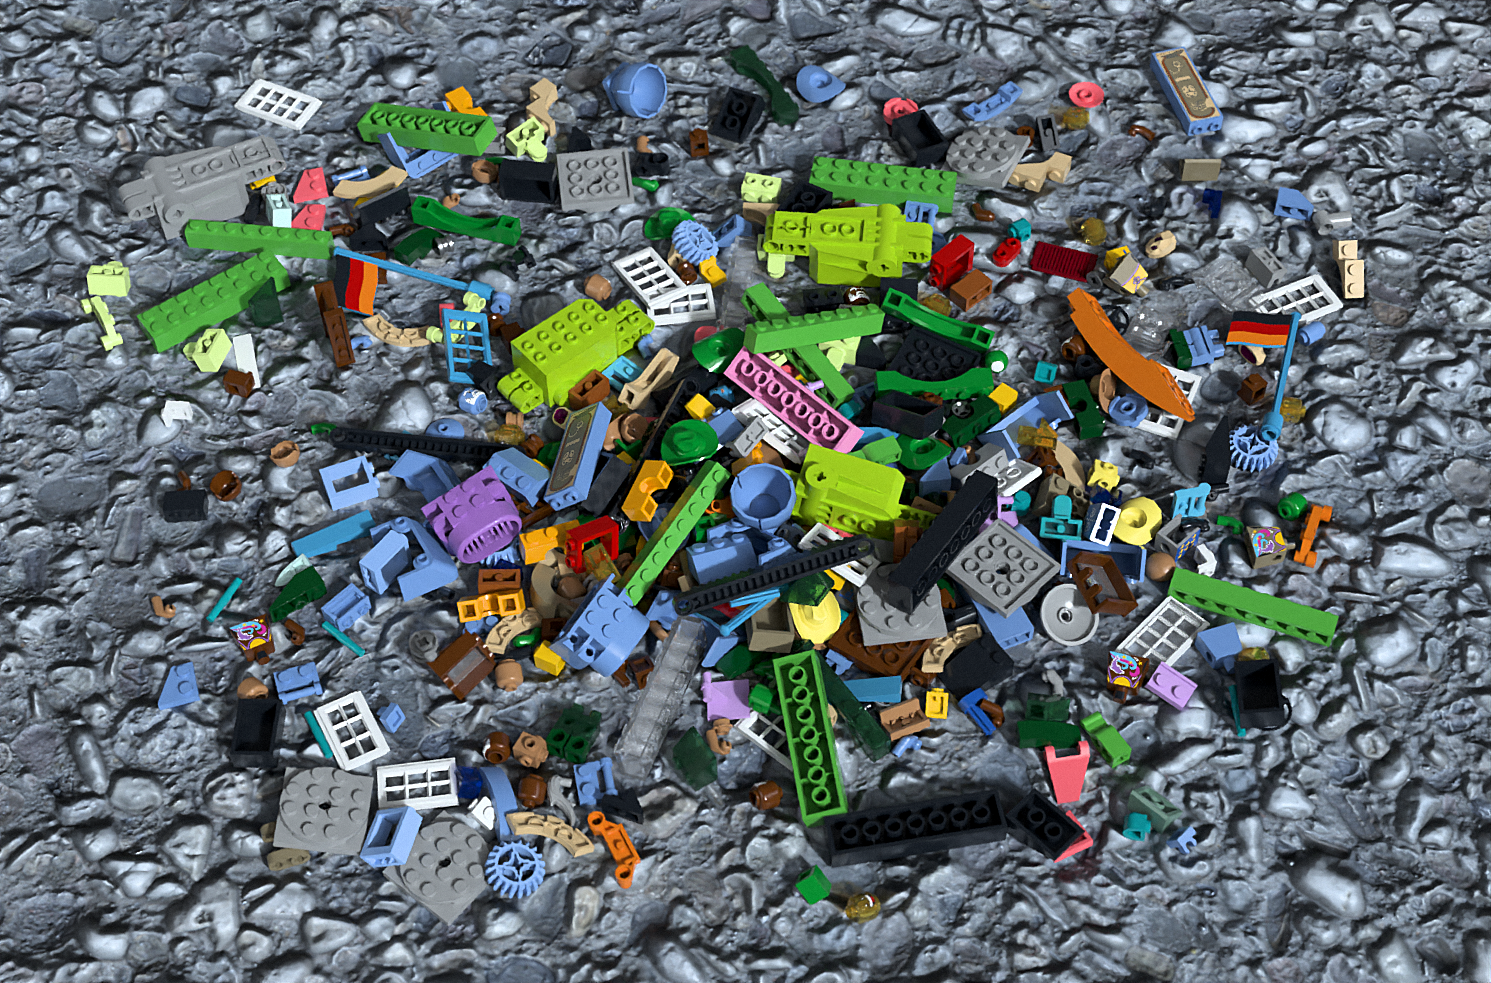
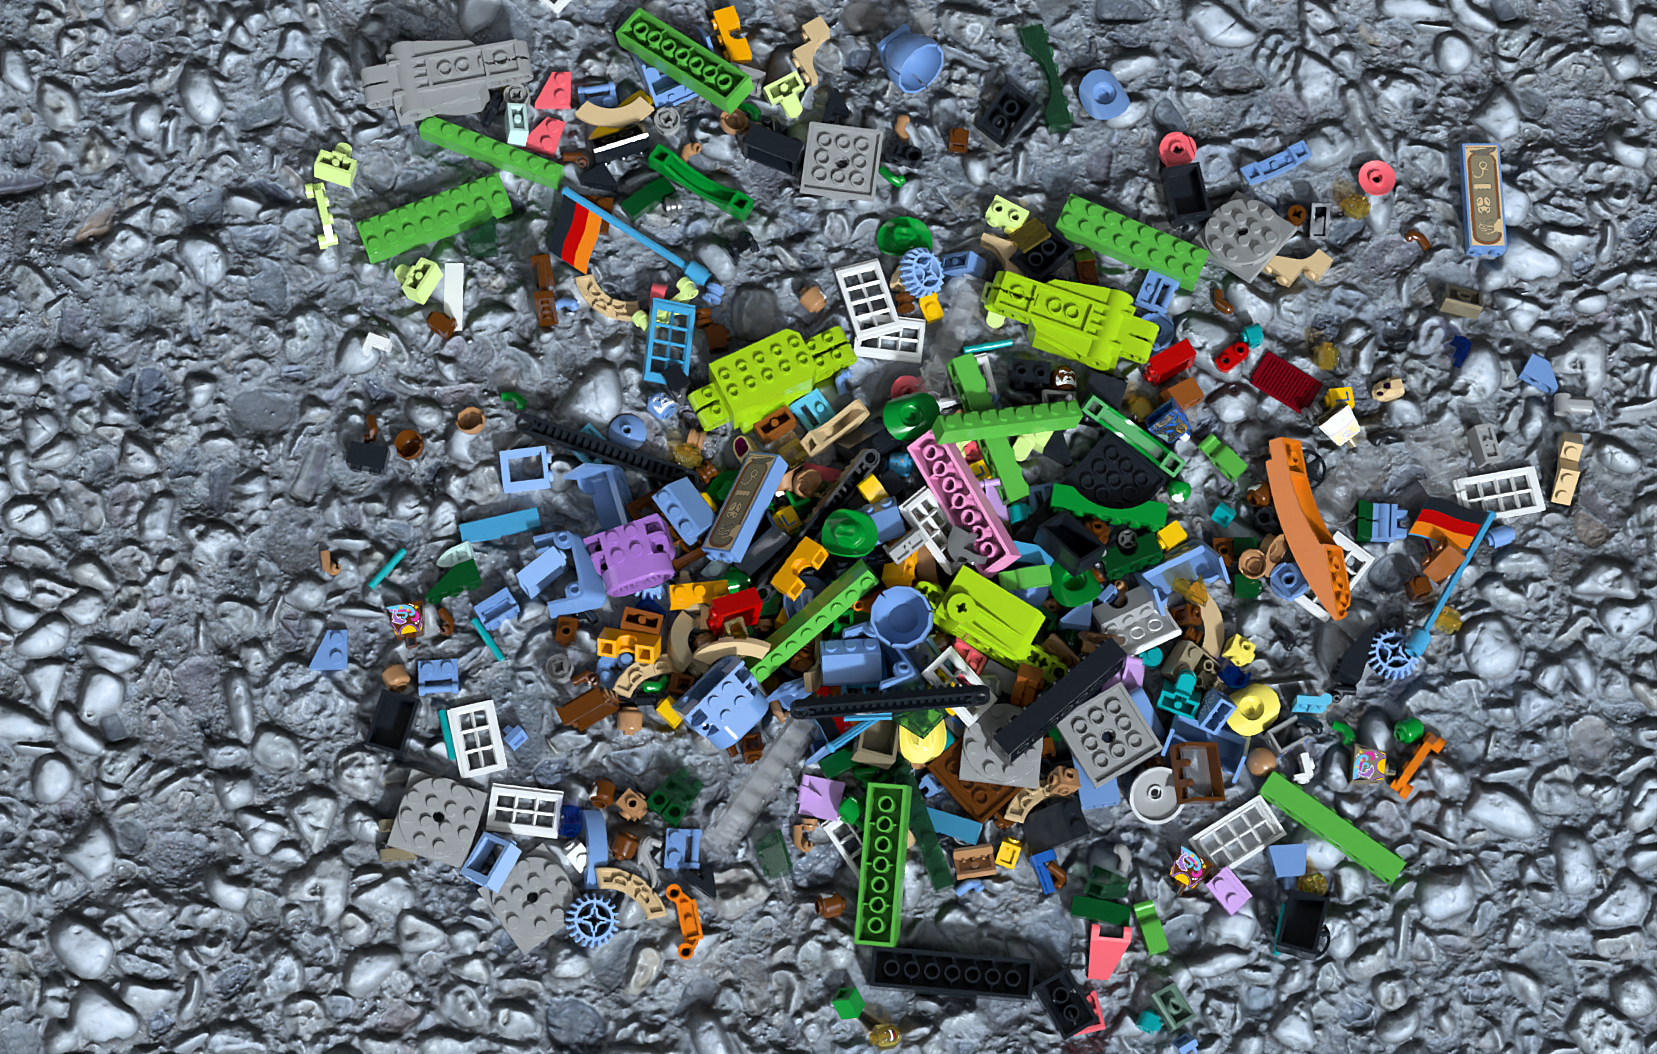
camera: 10 degrees right, 20 degrees up
(422, 184) = (667, 121): none -> light grey wheel
(424, 611) = (567, 623): none -> reddish brown brick
(596, 571) = (728, 646): none -> tan tile
(784, 288) = (987, 346): none -> teal piece
(787, 191) = (1029, 235): none -> clear yellow piece
(802, 432) = (960, 546): none -> dark grey brick
(968, 306) = (1169, 422): none -> torso
(971, 621) = (1063, 780): none -> medium nougat brick
(1029, 329) = (1223, 458): none -> bright green piece
(1089, 396) = (1253, 563): none -> medium nougat hair
(1266, 358) = (1442, 560): none -> dark orange brick

